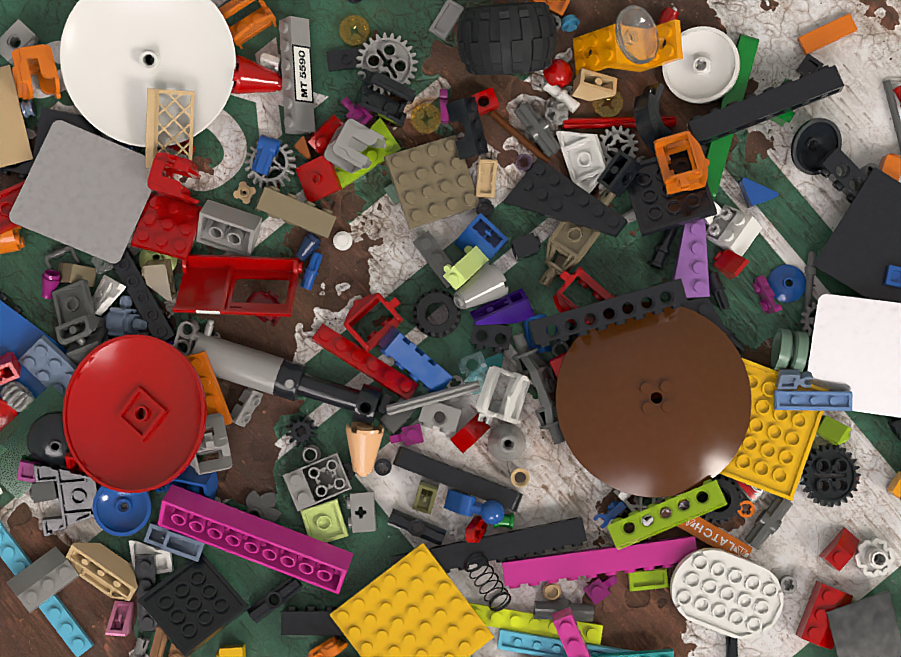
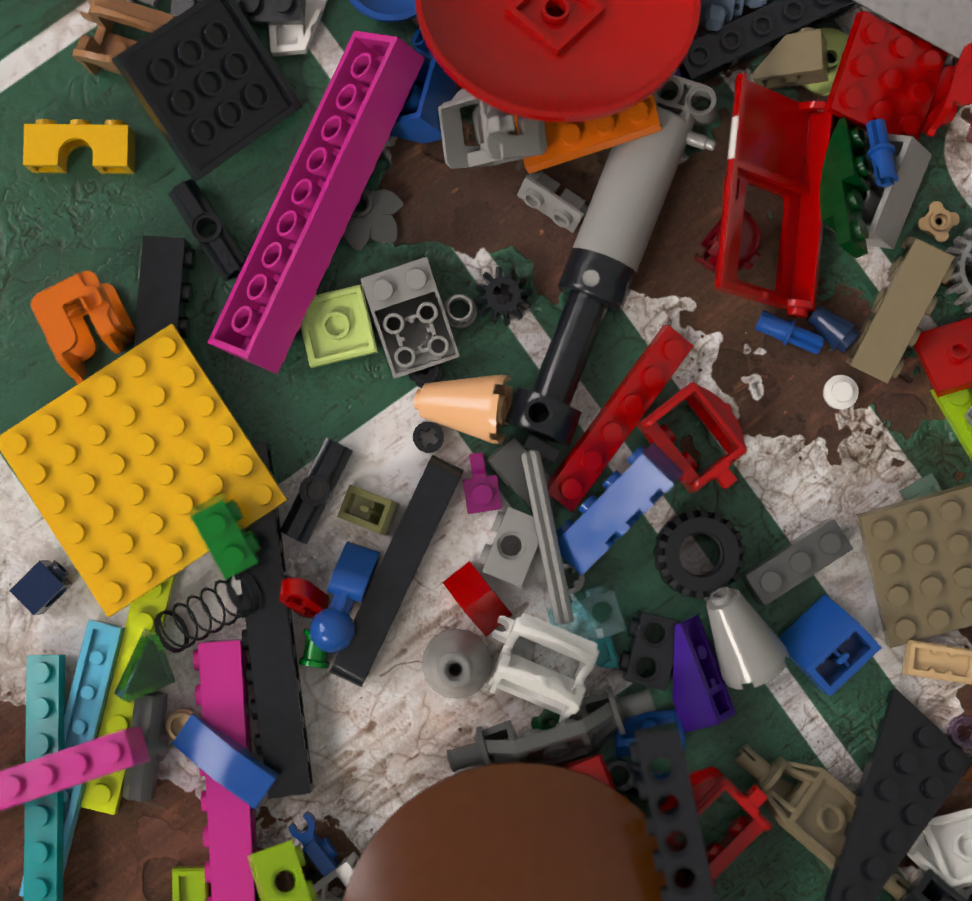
camera: 85 degrees right, 0 degrees up
(173, 542) = (321, 57): sand blue slope -> none
(210, 228) = (881, 153): none -> blue axle
(225, 247) = (842, 181): none -> dark green slope
(367, 502) = (367, 405): light grey brick -> none
(443, 575) = (224, 534): none -> green brick
(465, 267) = (782, 611): yellowish green brick -> none
(485, 203) = (891, 661): black plate -> none
(520, 613) = (146, 669): none -> clear green slope
(525, 246) = (812, 725): black brick -> none
(525, 482) = (385, 695): tan piece -> none
(567, 565) = (225, 761): none -> blue slope
(598, 589) = (179, 811): magenta plate -> none

